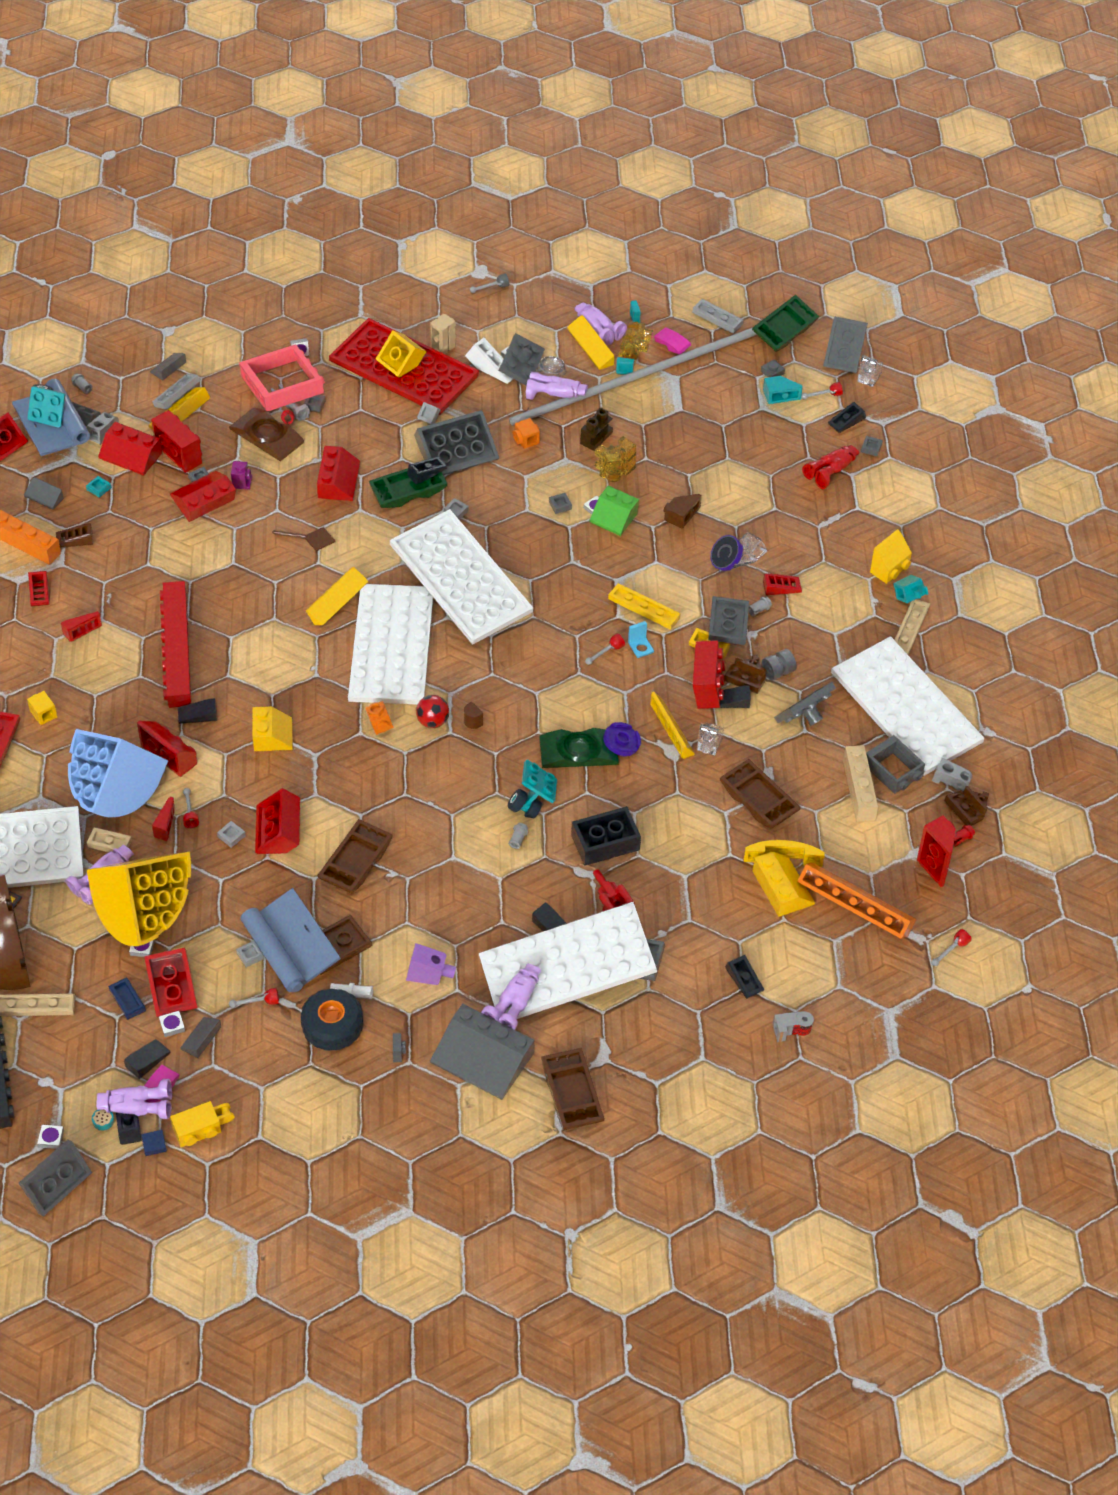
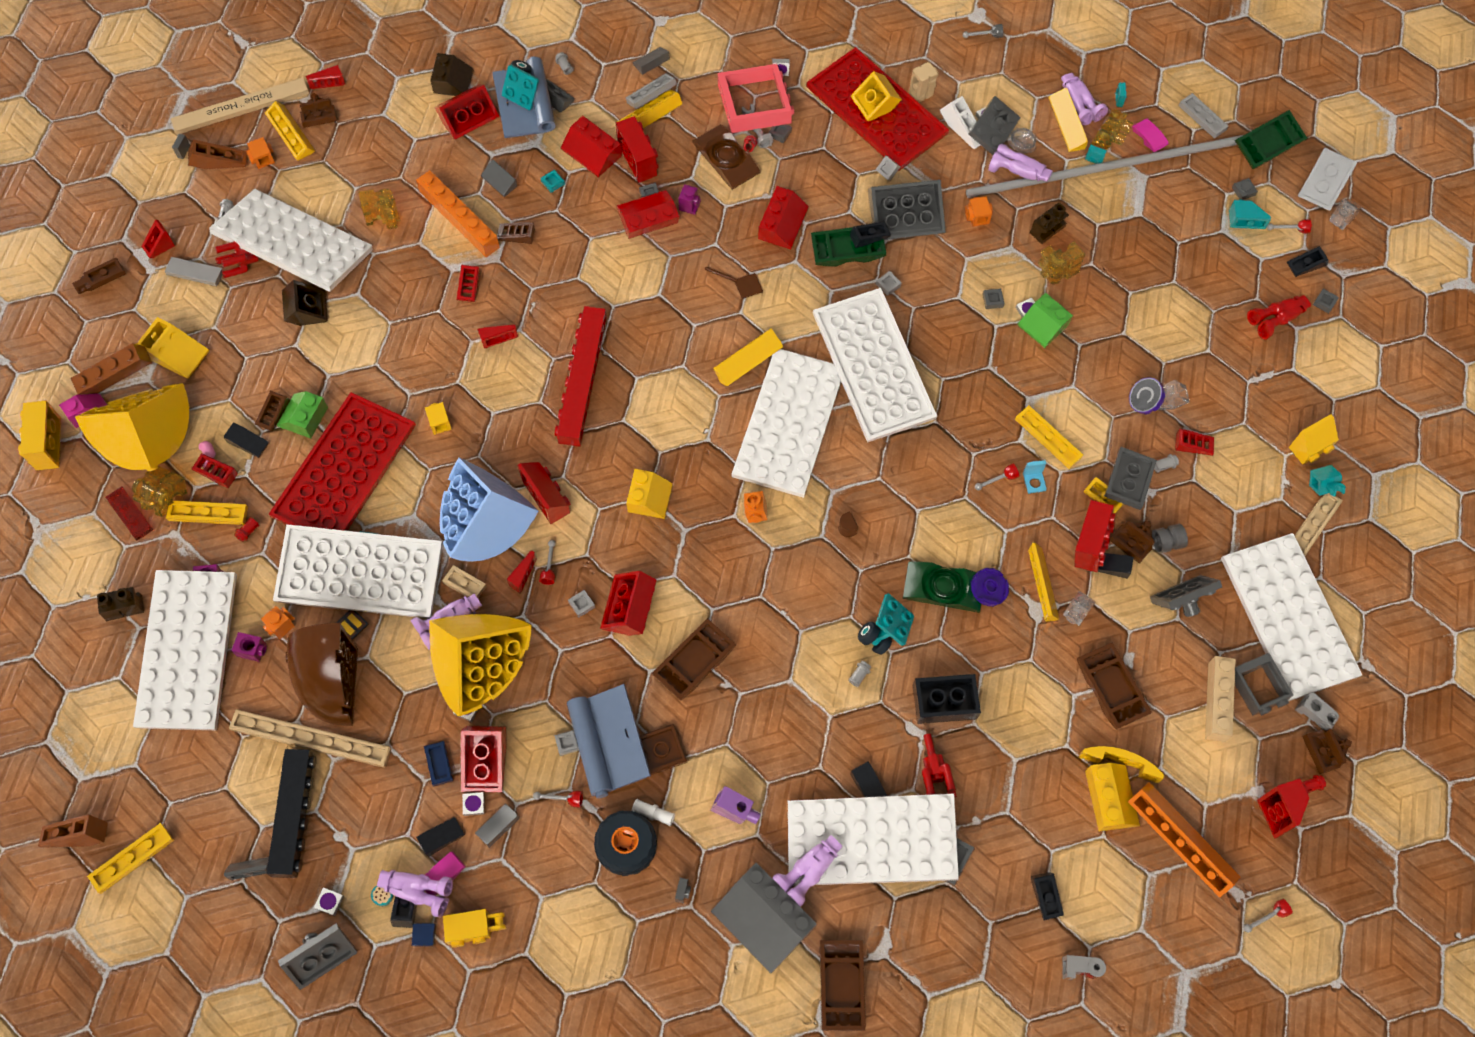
camera: 15 degrees right, 15 degrees up
(100, 425) = (570, 115): light grey leg -> none
(198, 712) = (584, 456): black slope -> none
(432, 711) = (809, 512): red piece -> none
(682, 509) = (1113, 333): reddish brown slope -> none

